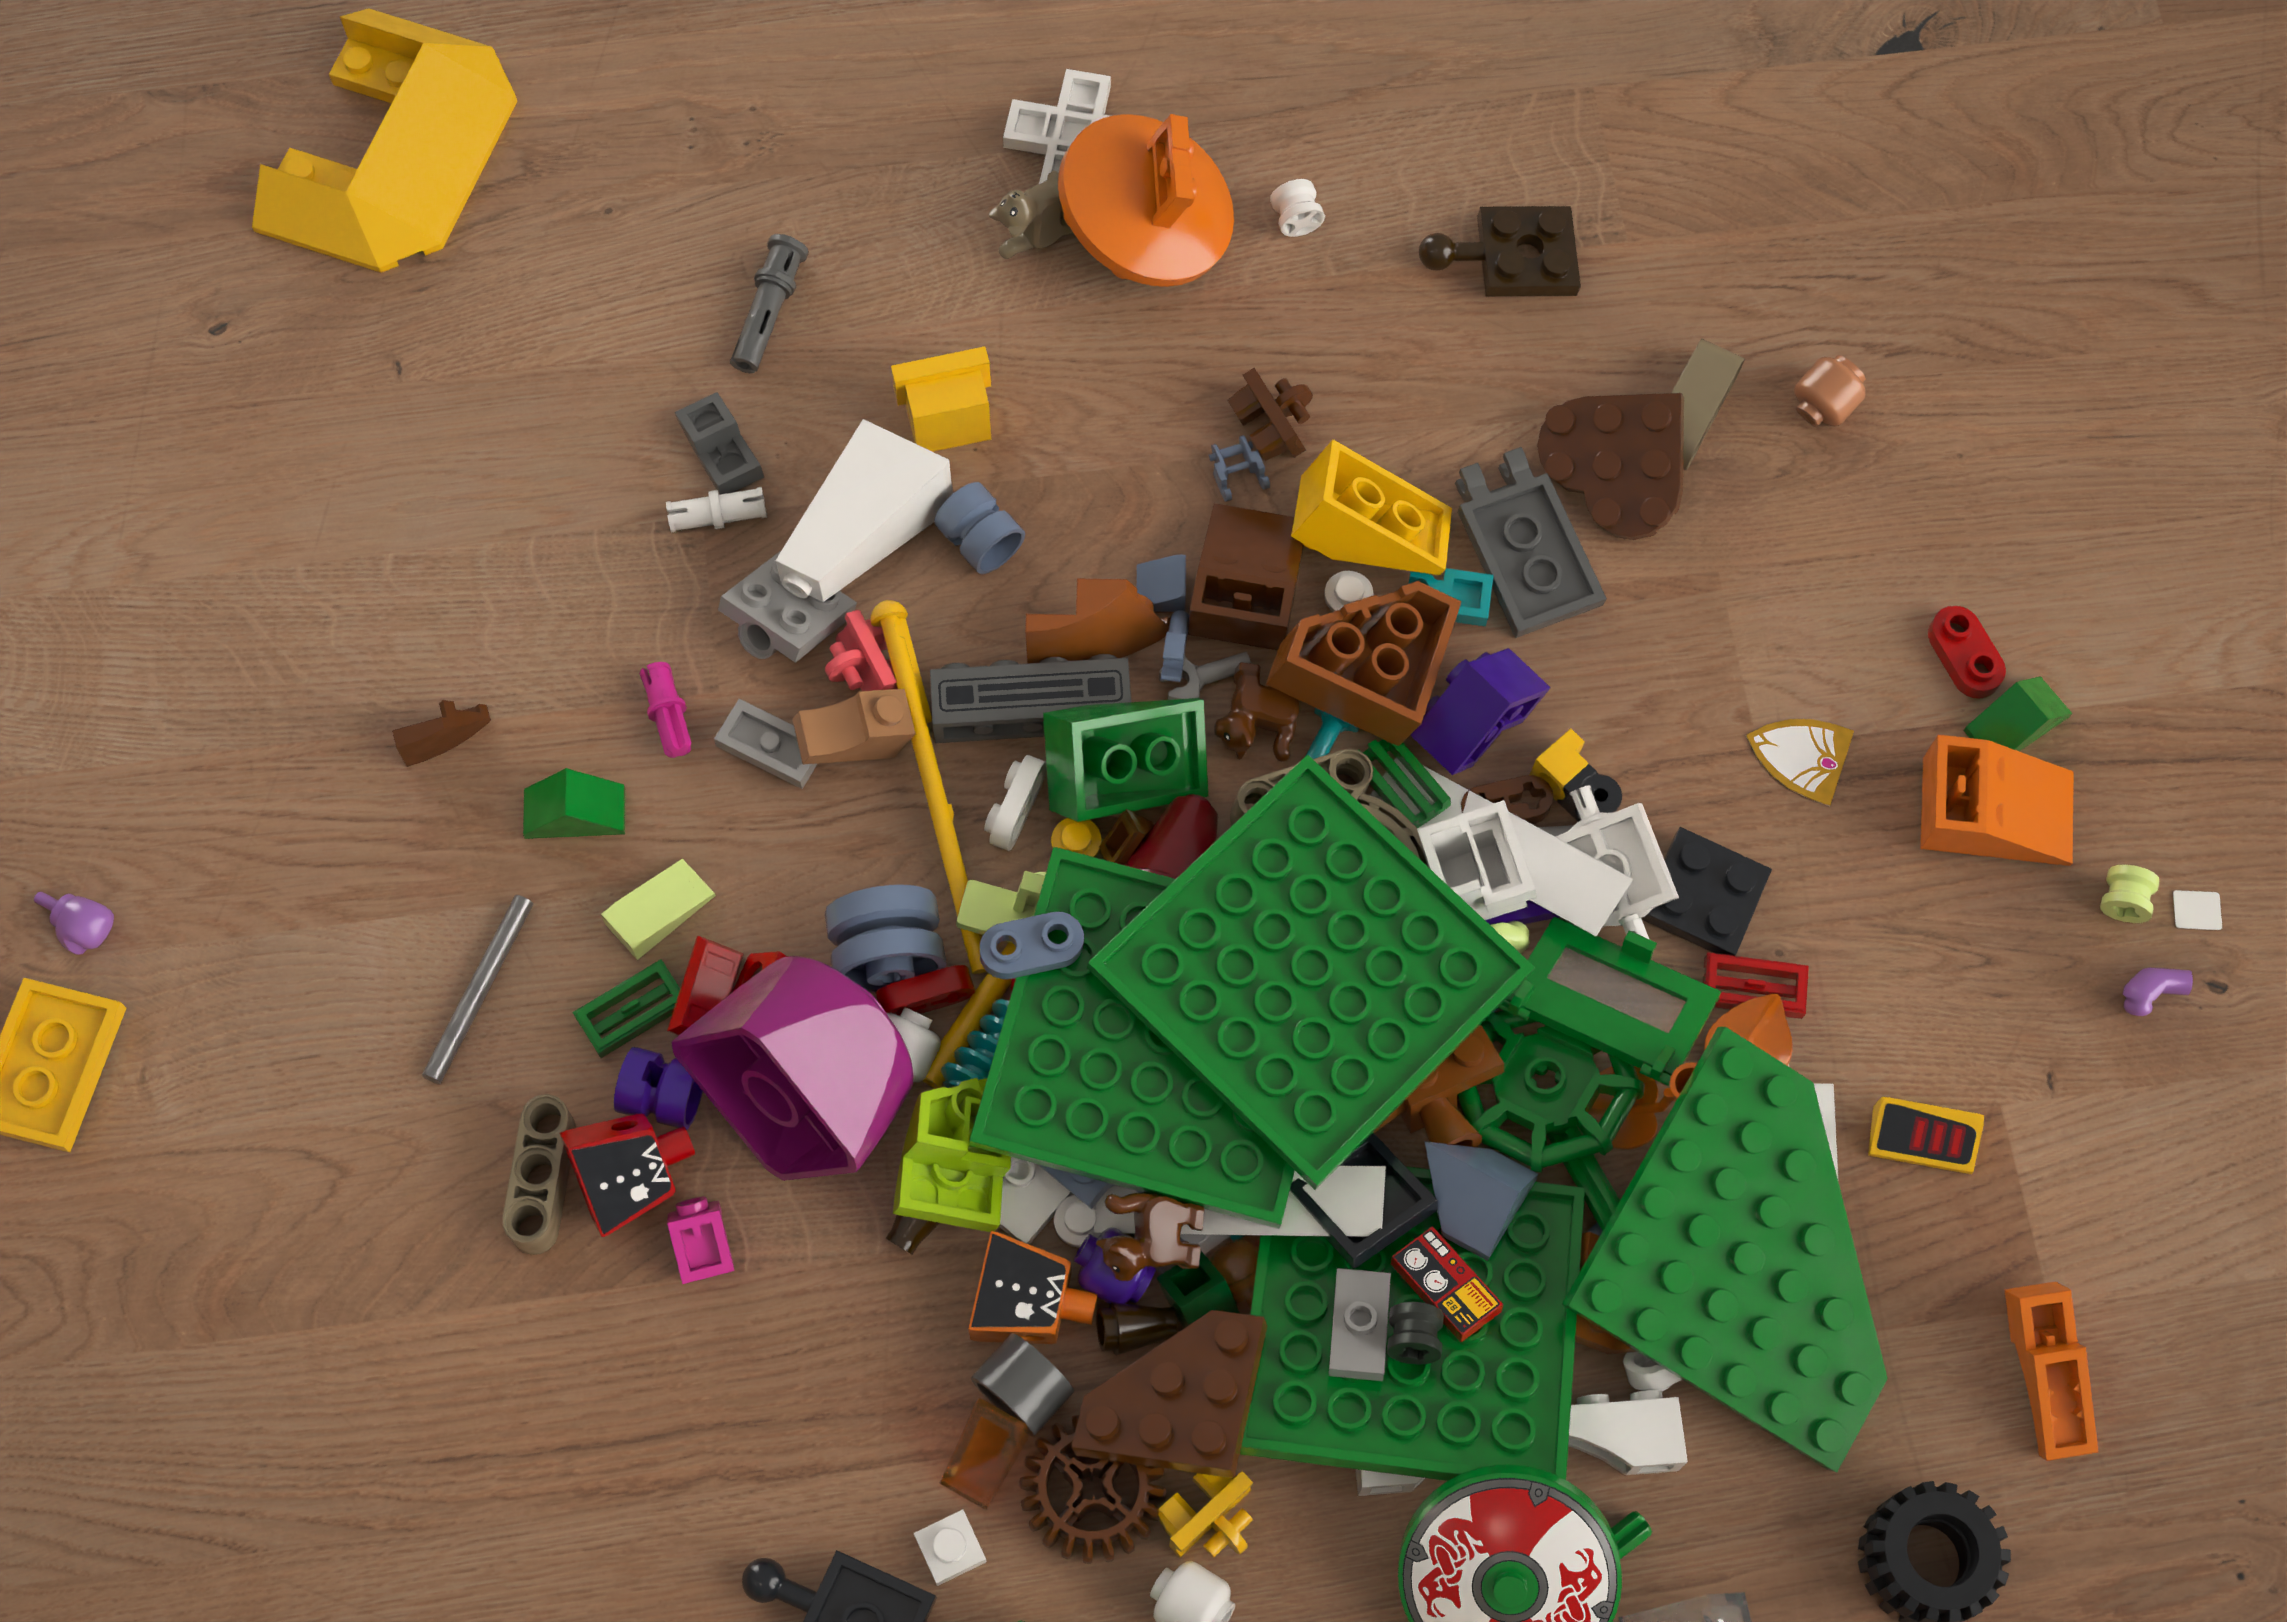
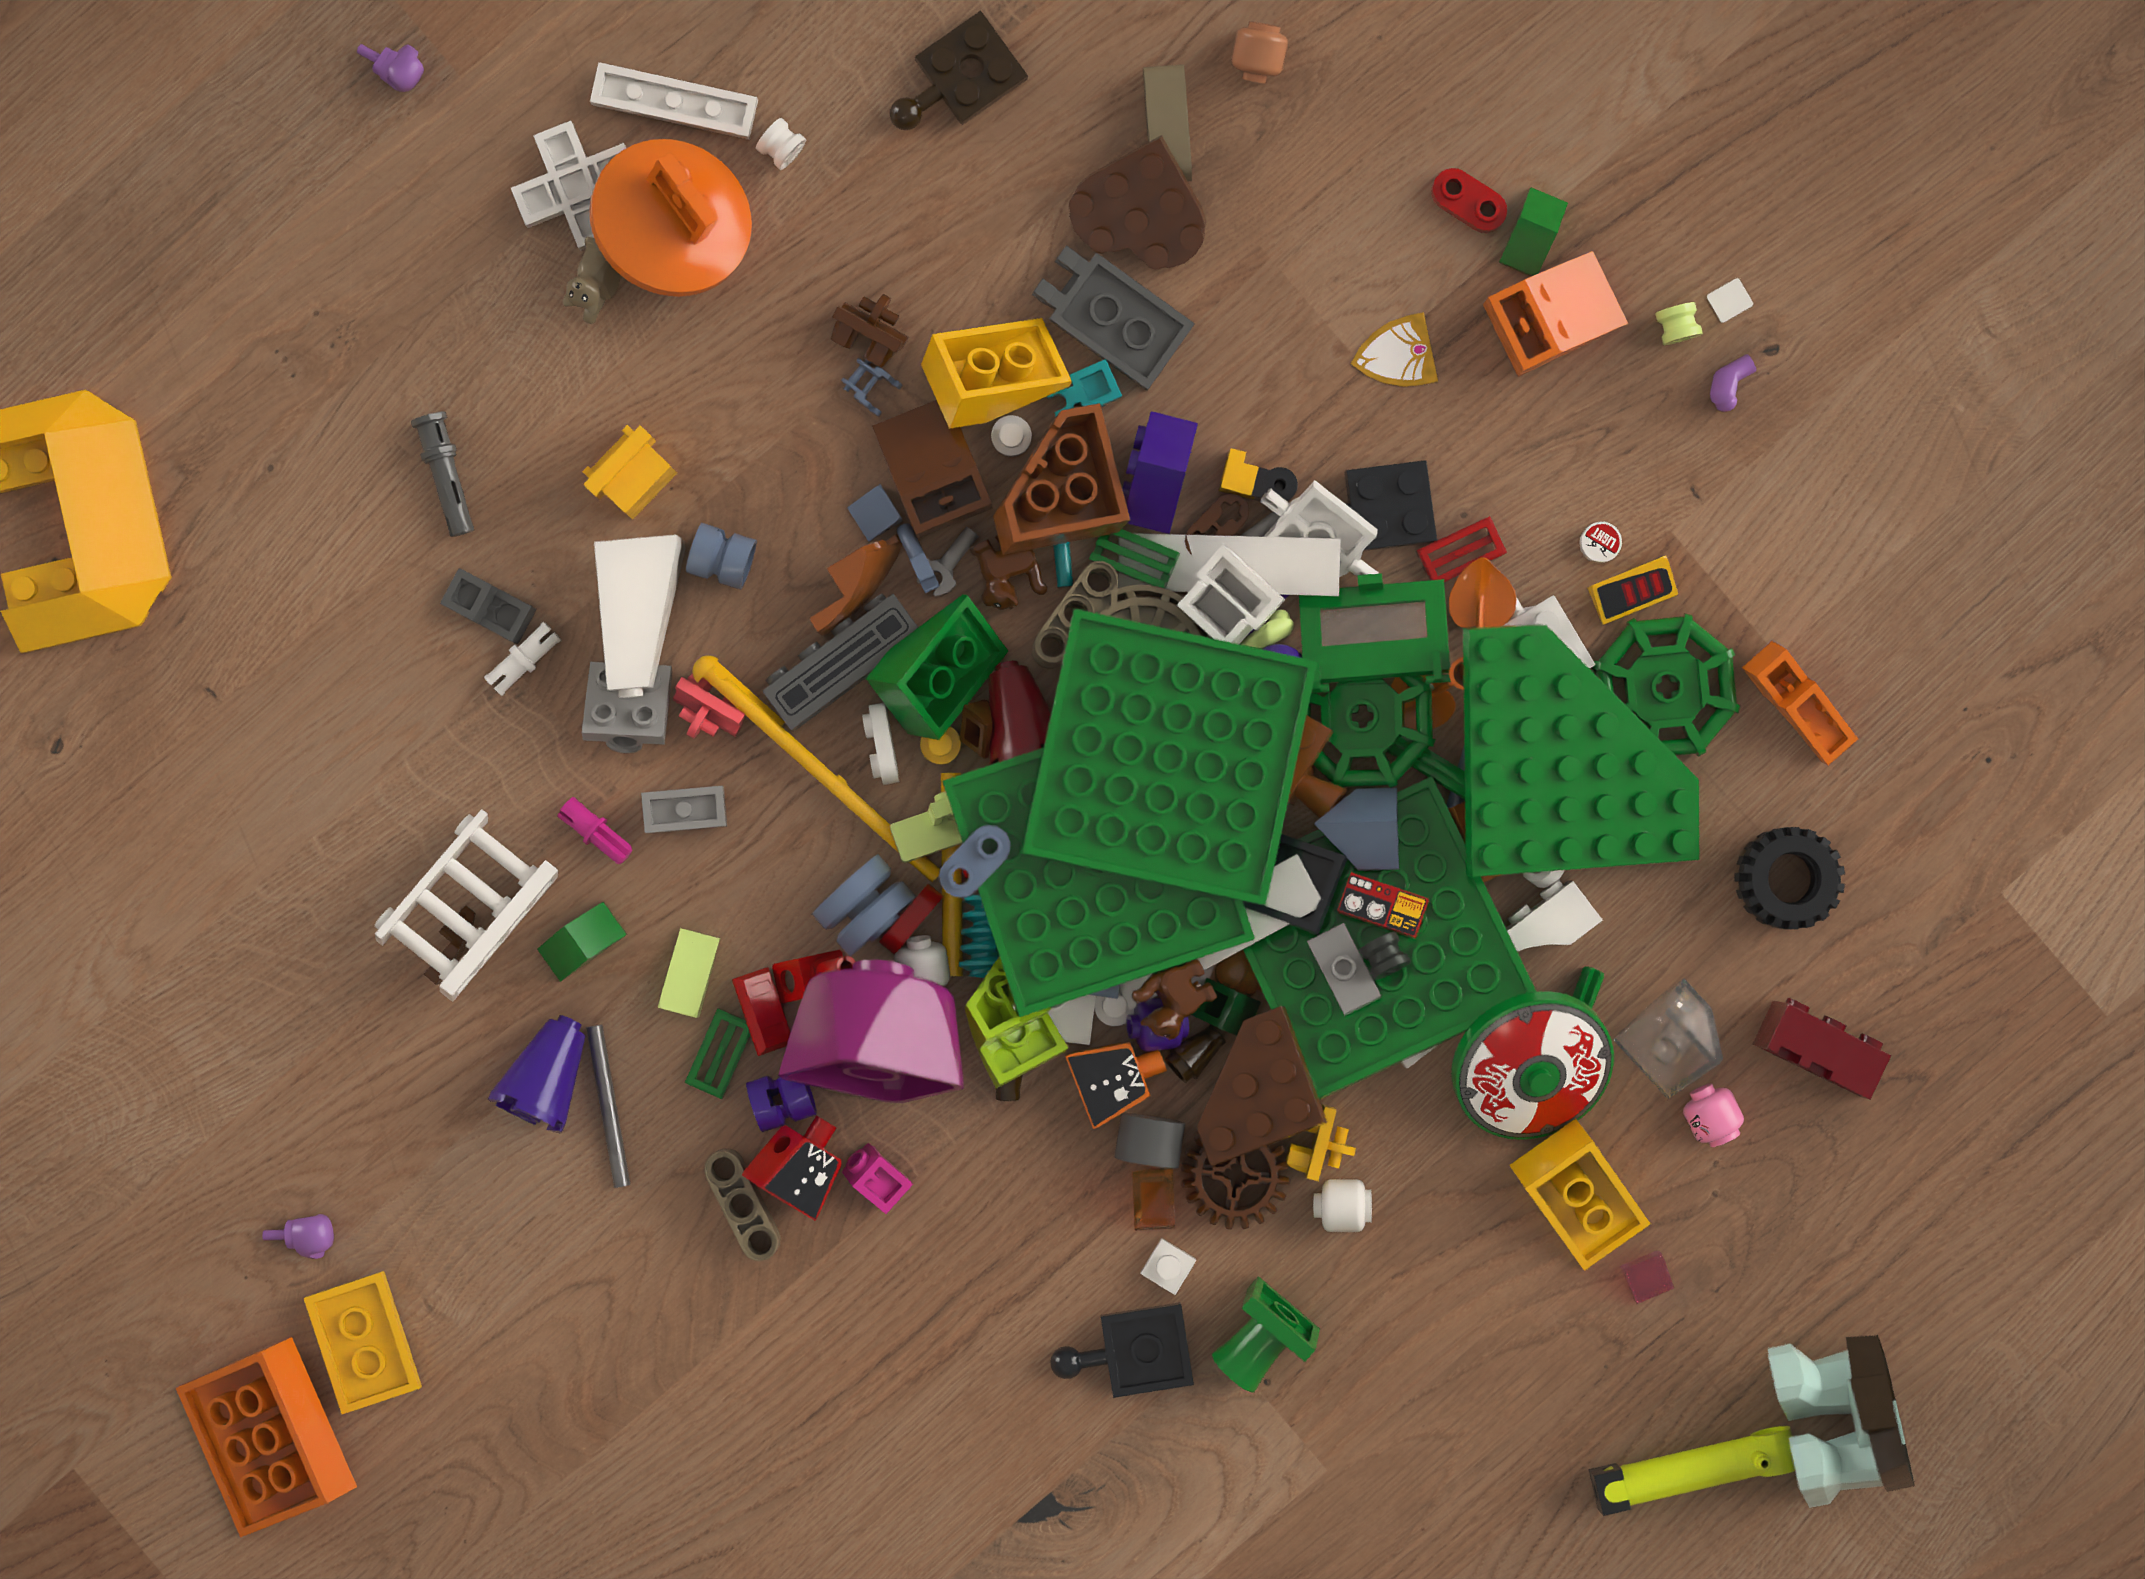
camera: 30 degrees left, 20 degrees up
(433, 908) = (543, 1075): none -> dark purple cone
(471, 735) = (480, 942): none -> white fence
(857, 729) = (738, 766): medium nougat arch -> none
(1220, 118) = (673, 100): none -> white plate
(1915, 1066) = (1600, 542): none -> tile
(1934, 1251) = (1682, 668): none -> green plate

